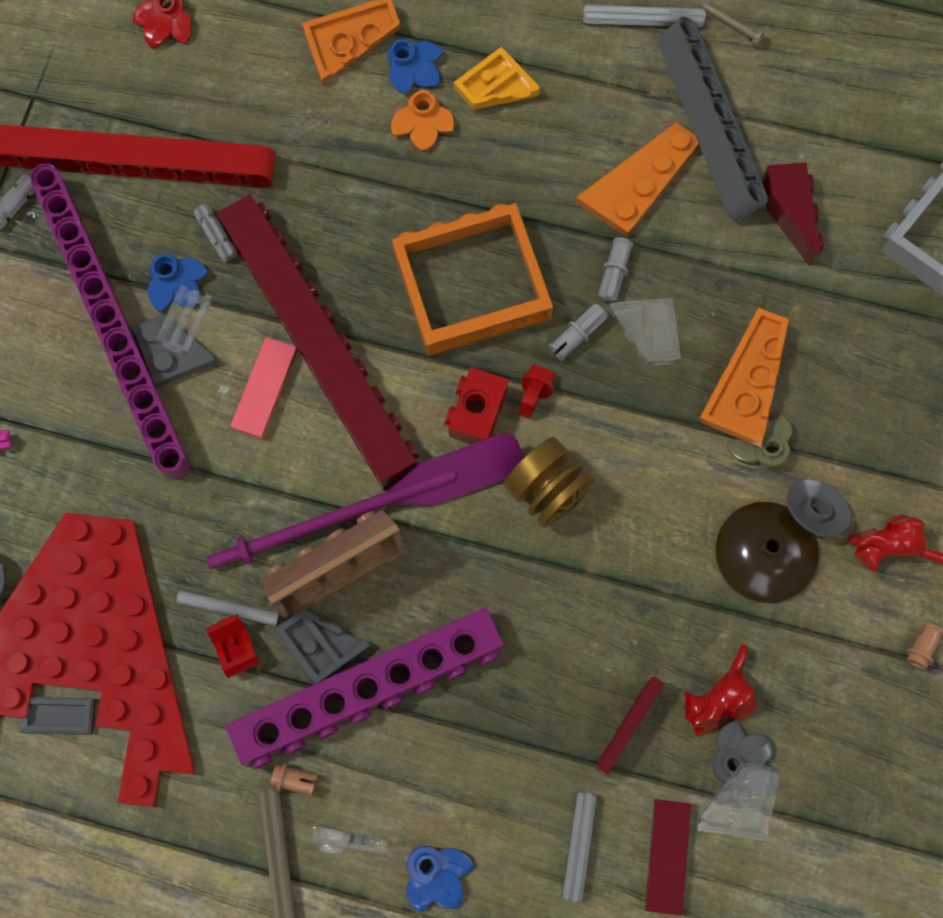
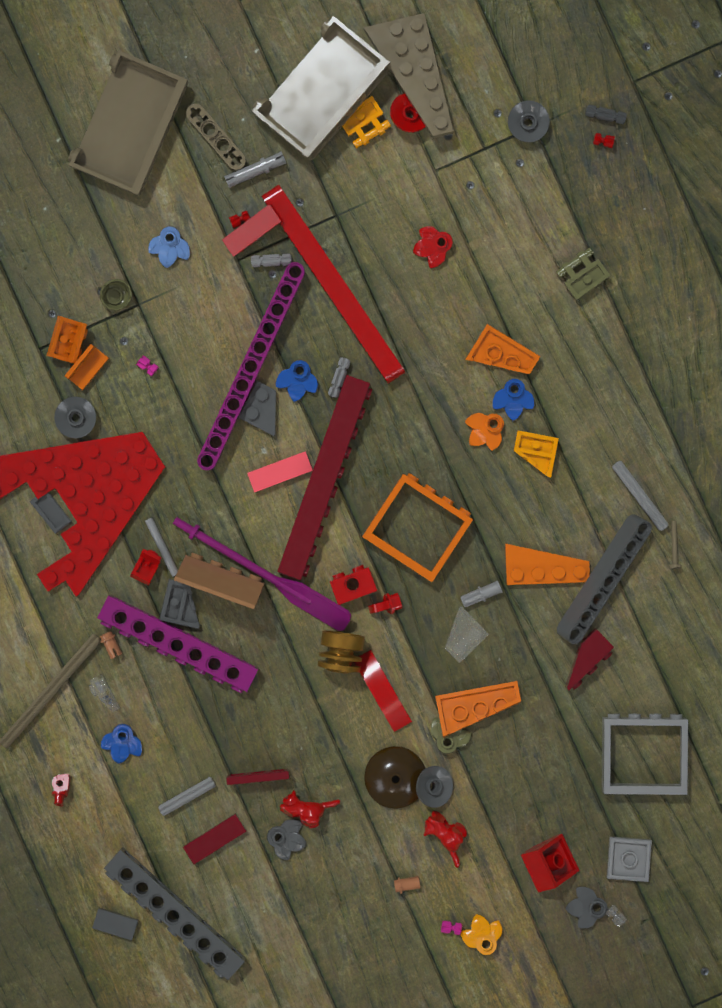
camera: 45 degrees right, 15 degrees up
(193, 297) = (294, 392): clear tile -> none
(579, 331) = (433, 602): light grey axle -> none
(646, 477) = (383, 691): none -> red slope
(743, 804) = (263, 854): clear wing -> none

